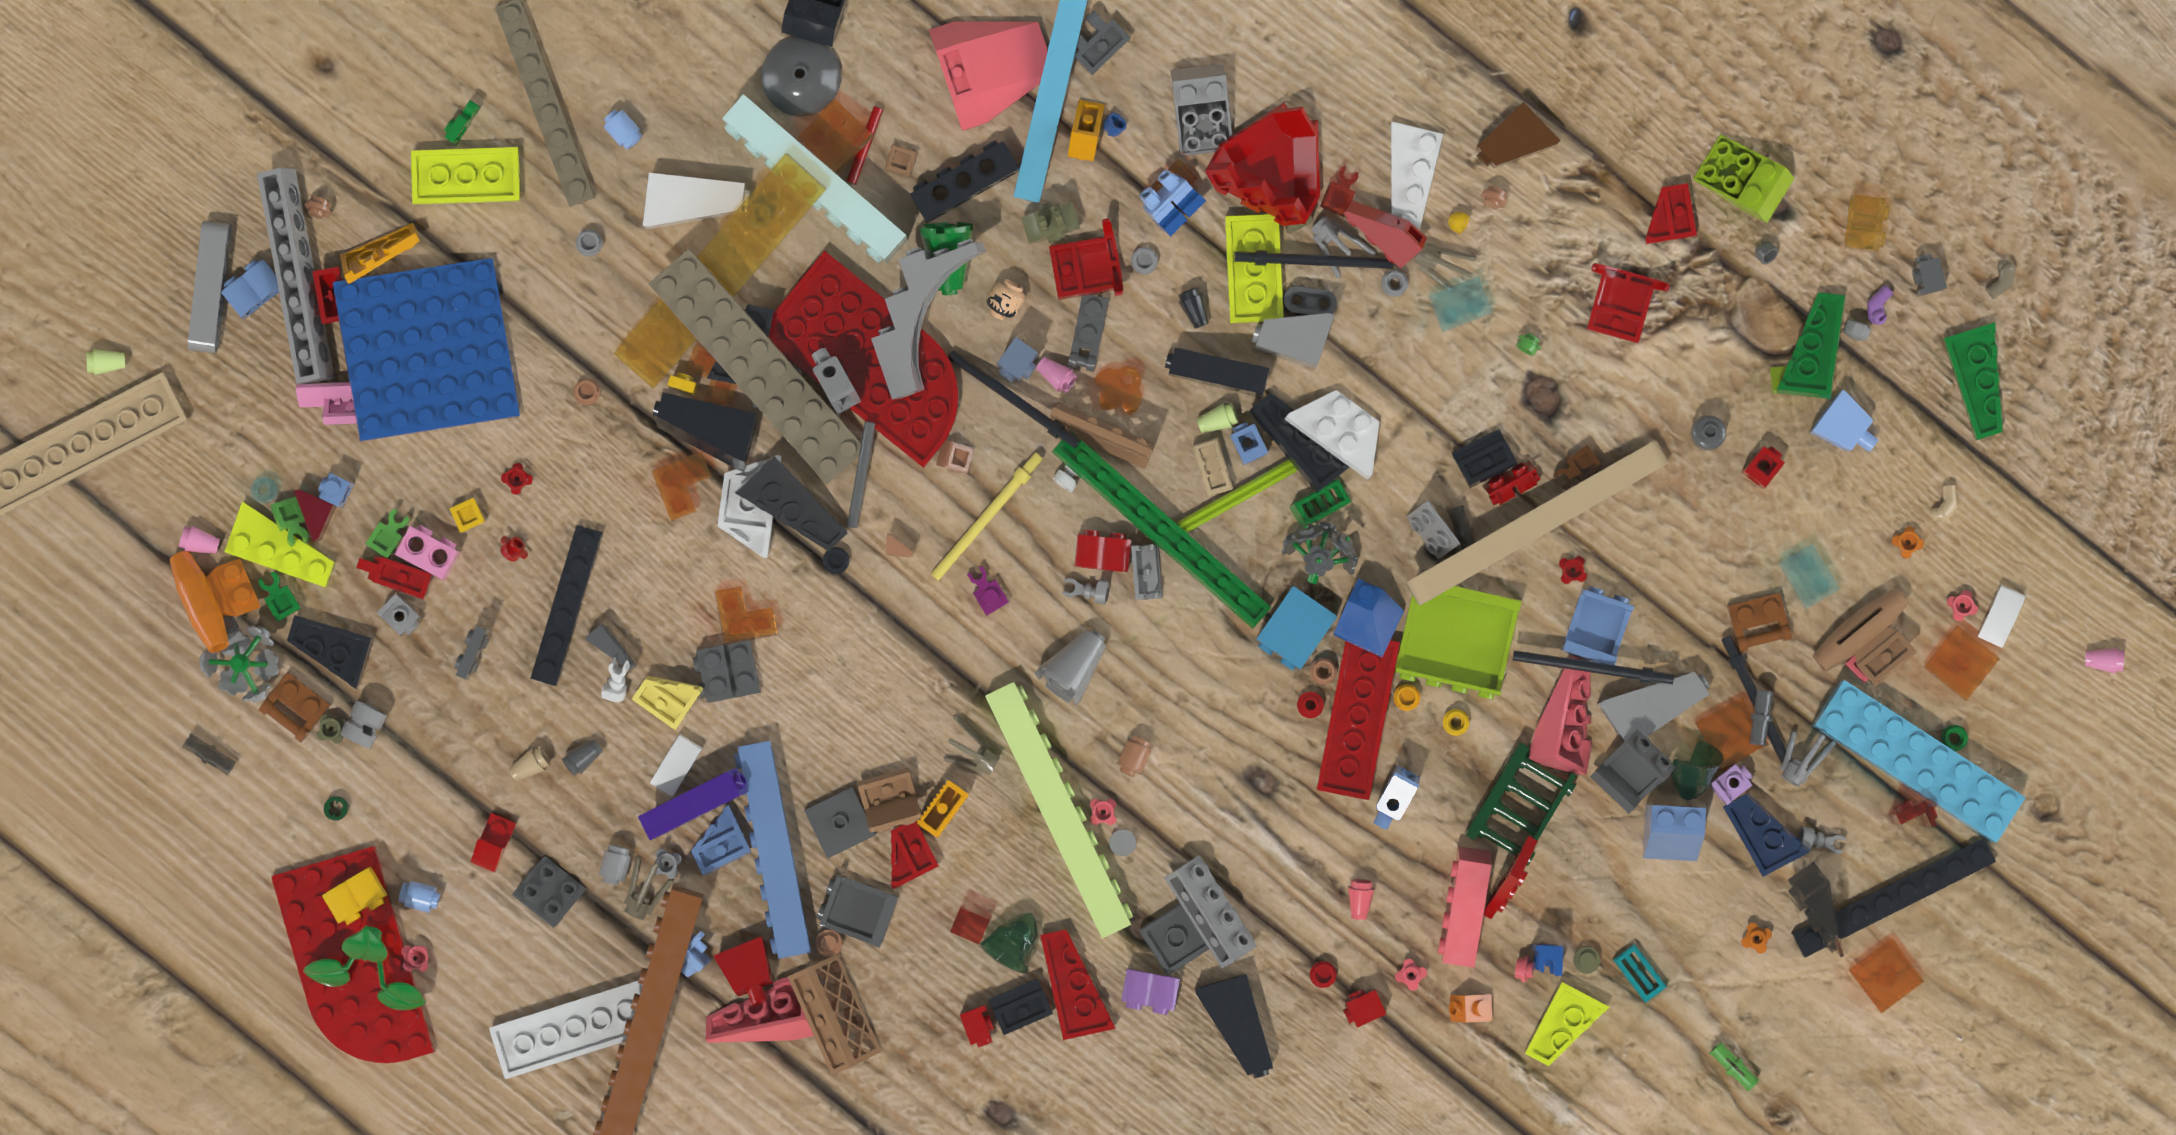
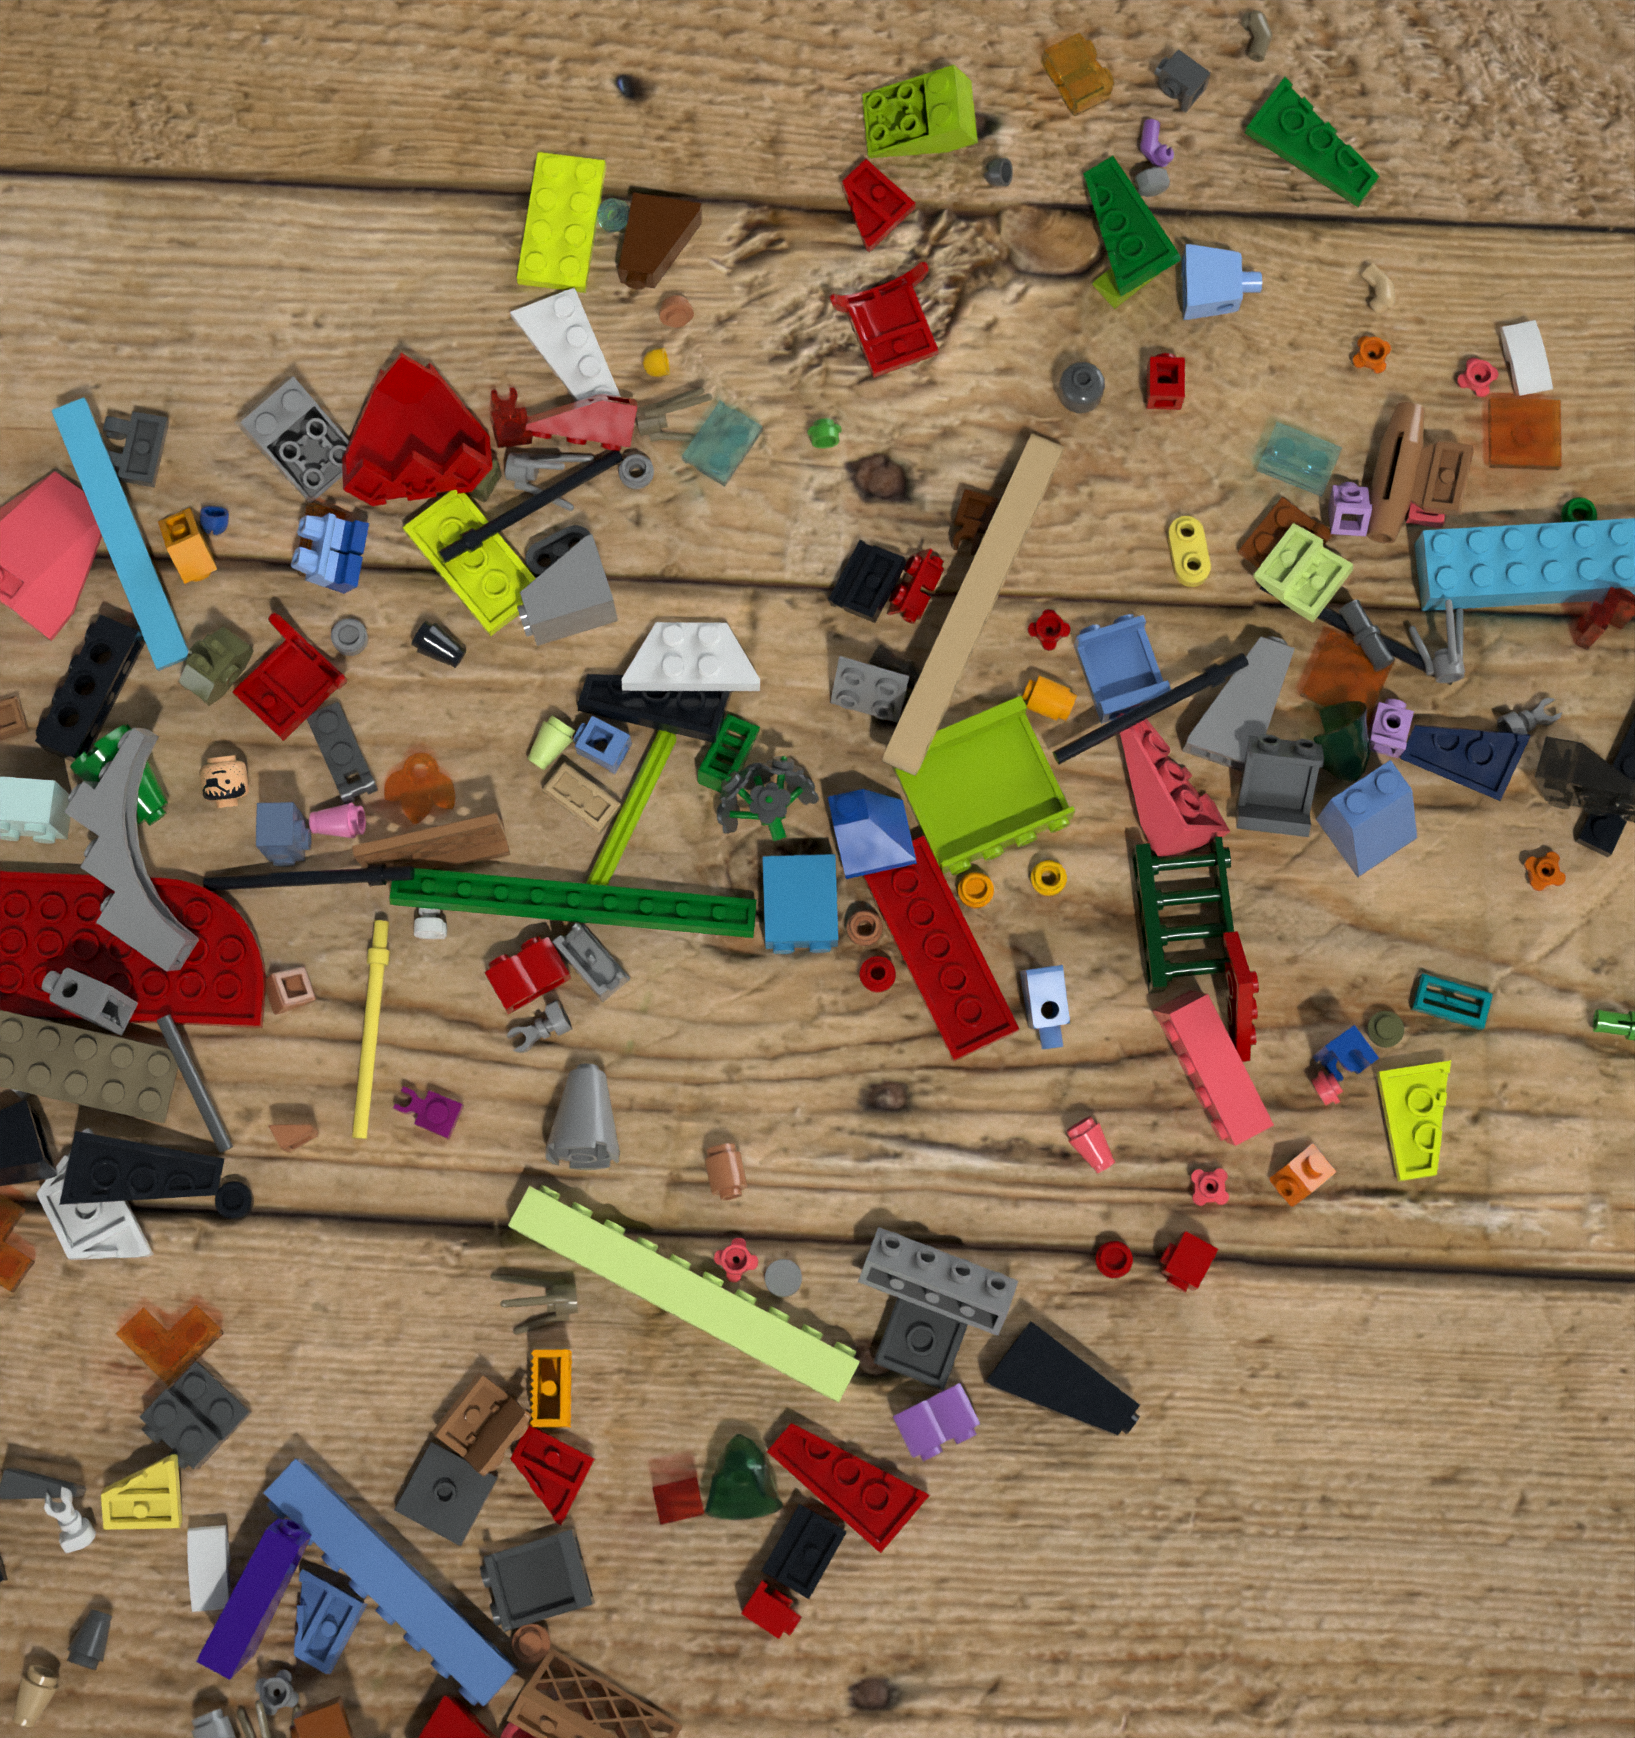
camera: 40 degrees left, 10 degrees down
(1217, 372) = (514, 690): black slope -> none
(1467, 82) = (561, 222): none -> neon yellow plate
(1500, 98) = (613, 215): none -> clear light blue plate
(1539, 613) = (1049, 698): none -> light orange brick
(1696, 583) = (1188, 549): none -> light yellow plate
(1752, 650) = (1303, 572): none -> yellowish green slope
(1816, 627) = (1349, 499): none -> lavender brick

